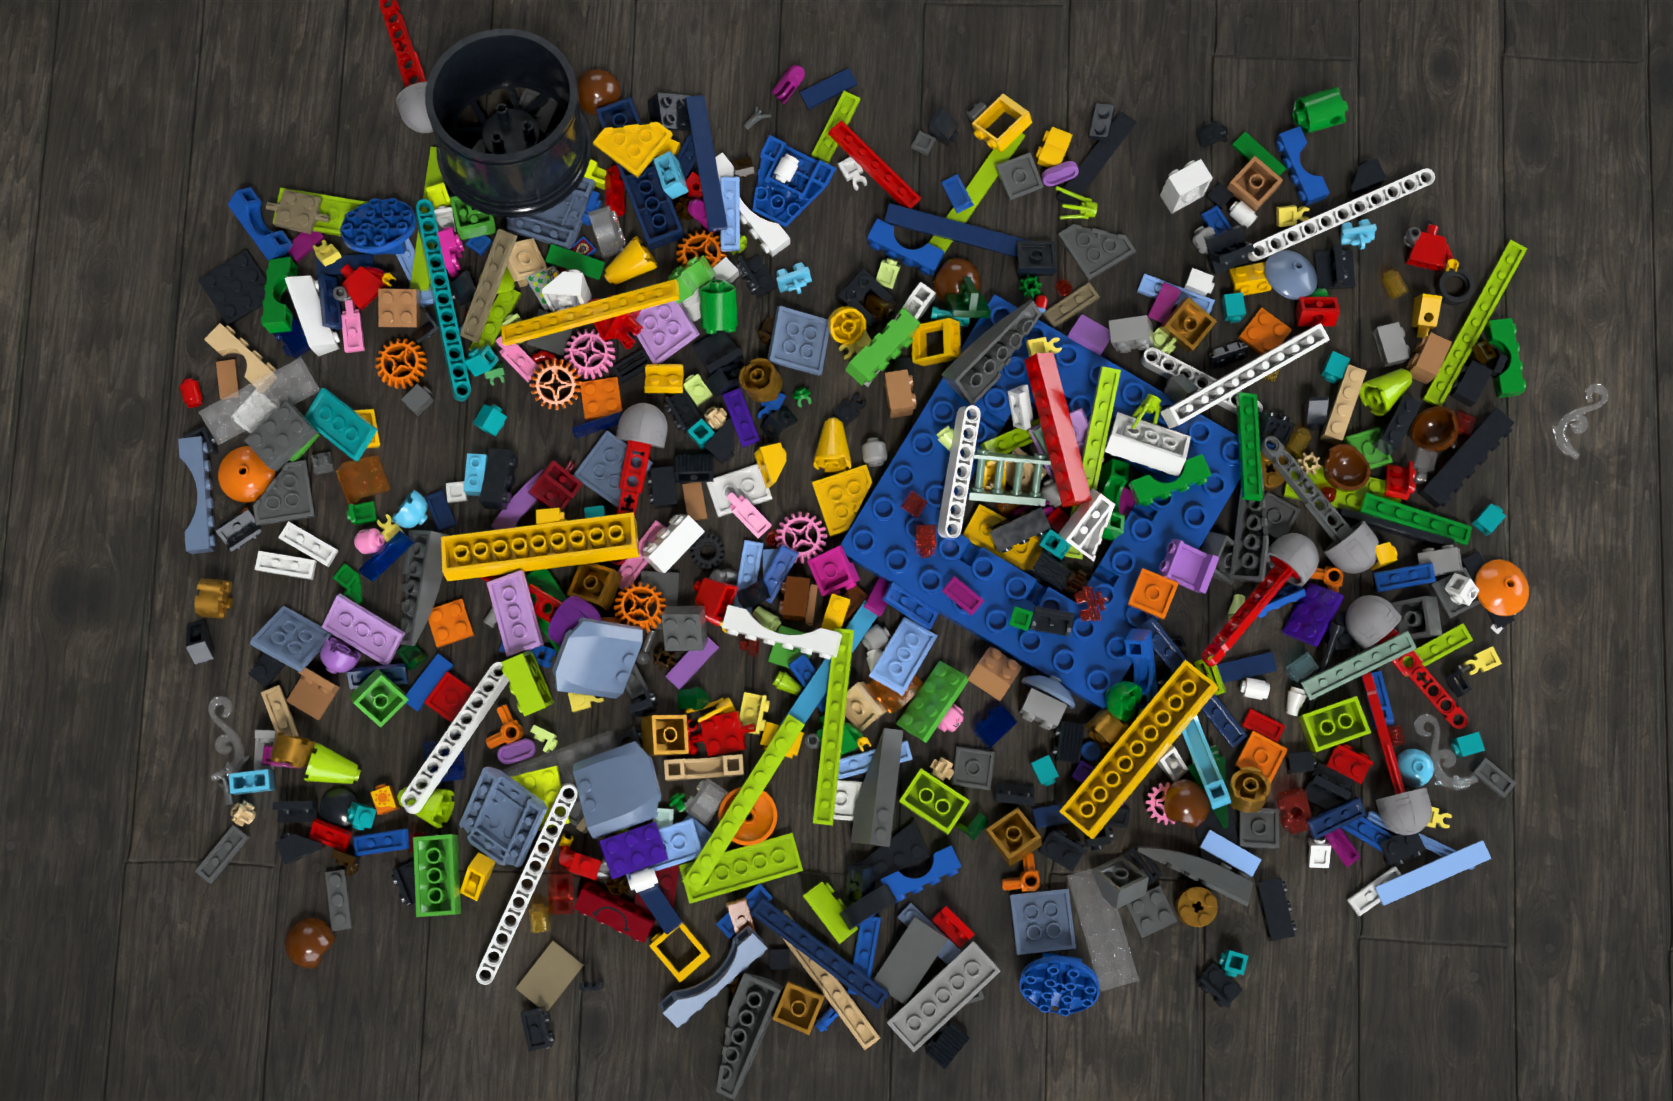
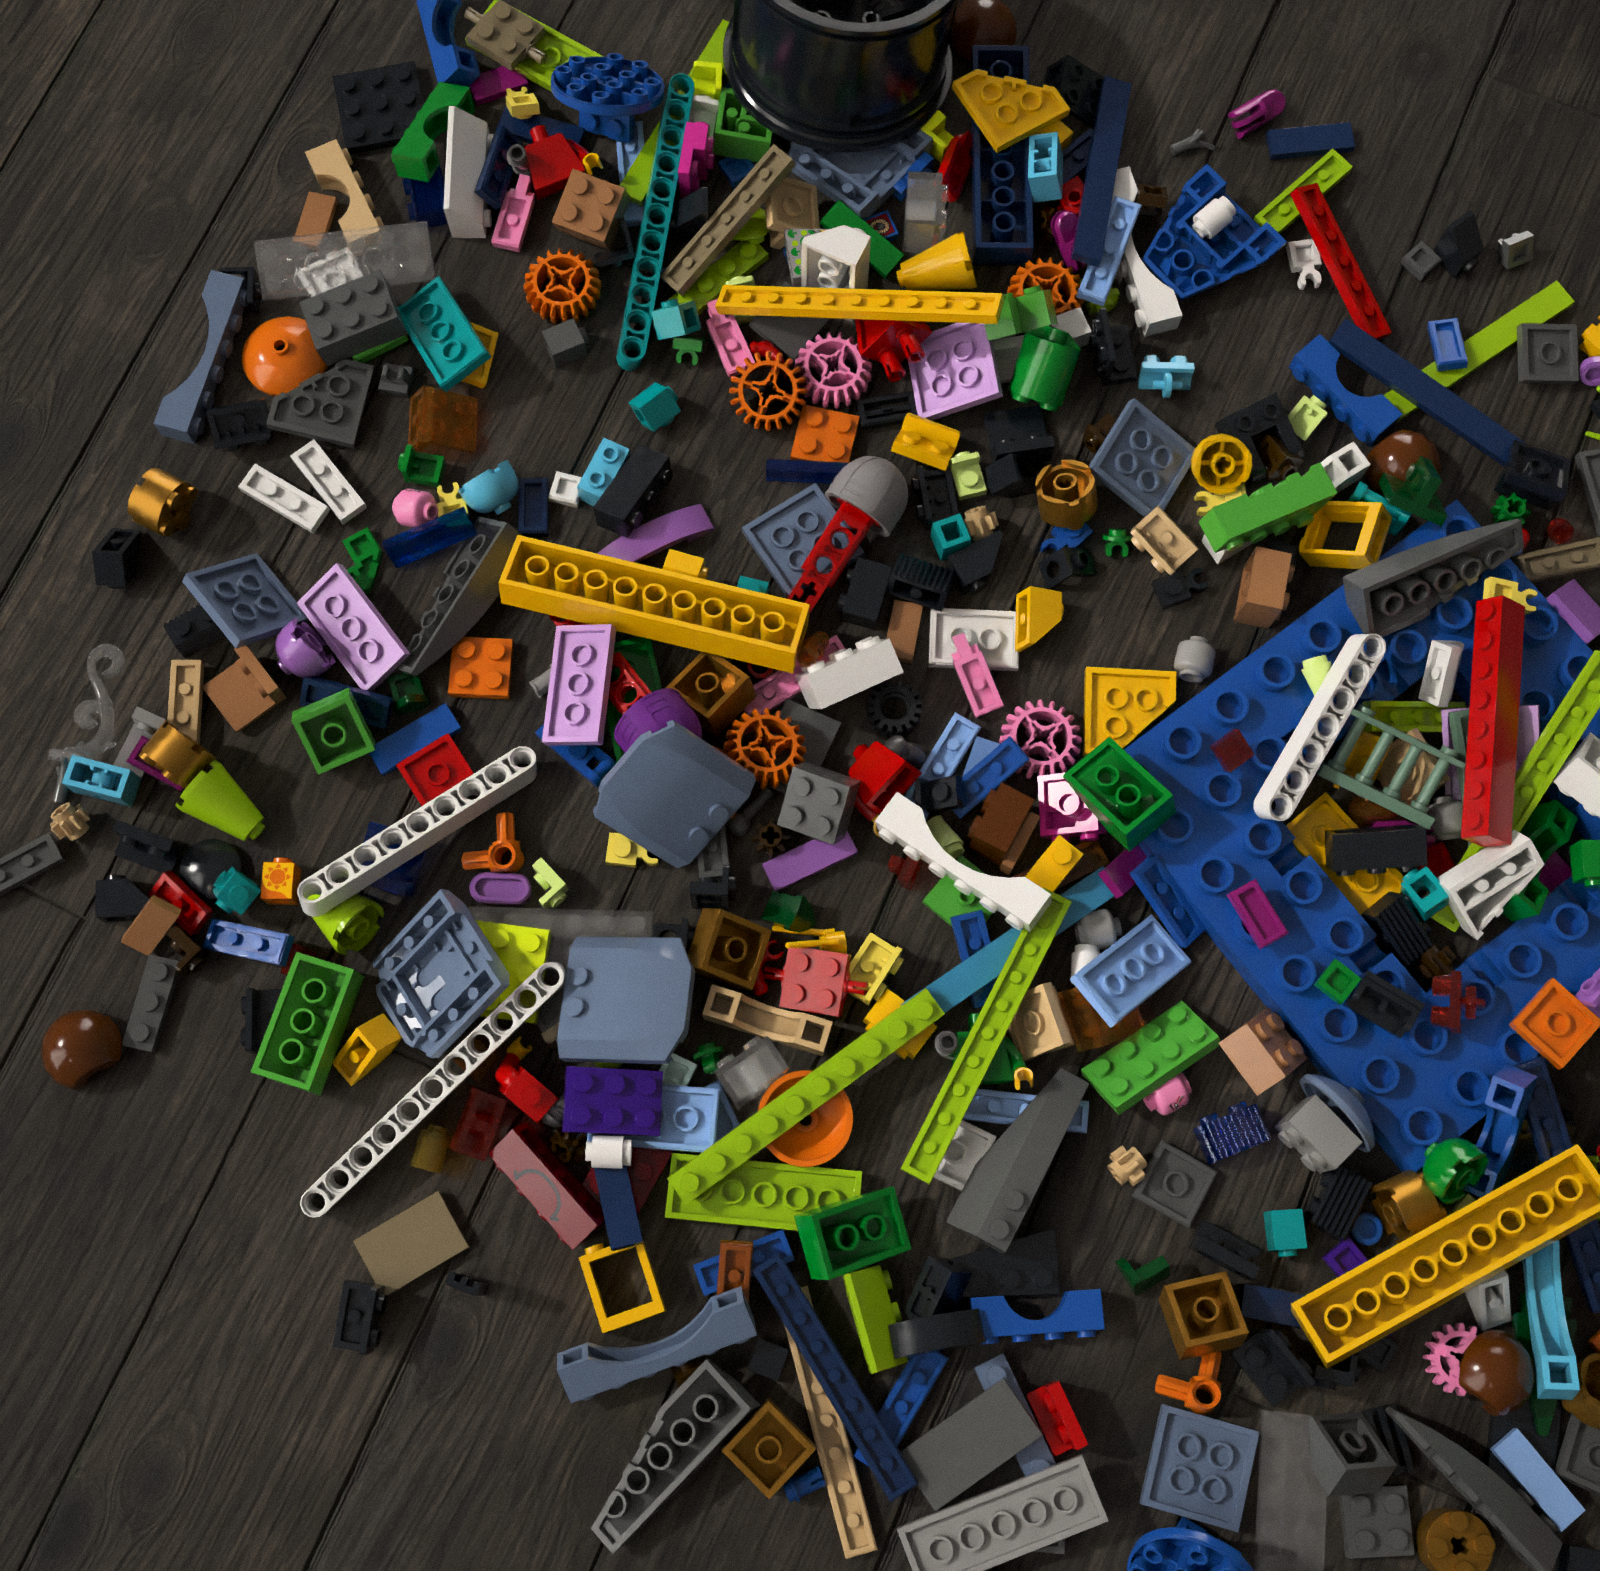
camera: 20 degrees right, 5 degrees down
(191, 393) = (256, 219): red brick -> none
(319, 855) = (150, 925): none -> medium nougat tile
(527, 683) = (556, 791): lime brick -> none
(555, 485) = (711, 530): dark red plate -> none
(645, 536) = (814, 651): none -> clear orange pin
(741, 418) = (1016, 539): dark purple plate -> none
(770, 539) = (994, 724): clear red hinge -> none
(786, 683) = (938, 944): lime cone -> none
(799, 870) = (852, 1233): none -> green slope
(829, 386) = (1162, 541): none -> tan bracket
(832, 448) = (1135, 630): yellow cone -> none
(858, 556) = (1121, 793): none -> green slope
(925, 540) = (1233, 807): clear red brick -> none
(934, 801) = (1098, 1210): lime brick -> none
(992, 113) = (1563, 249): yellow window -> none

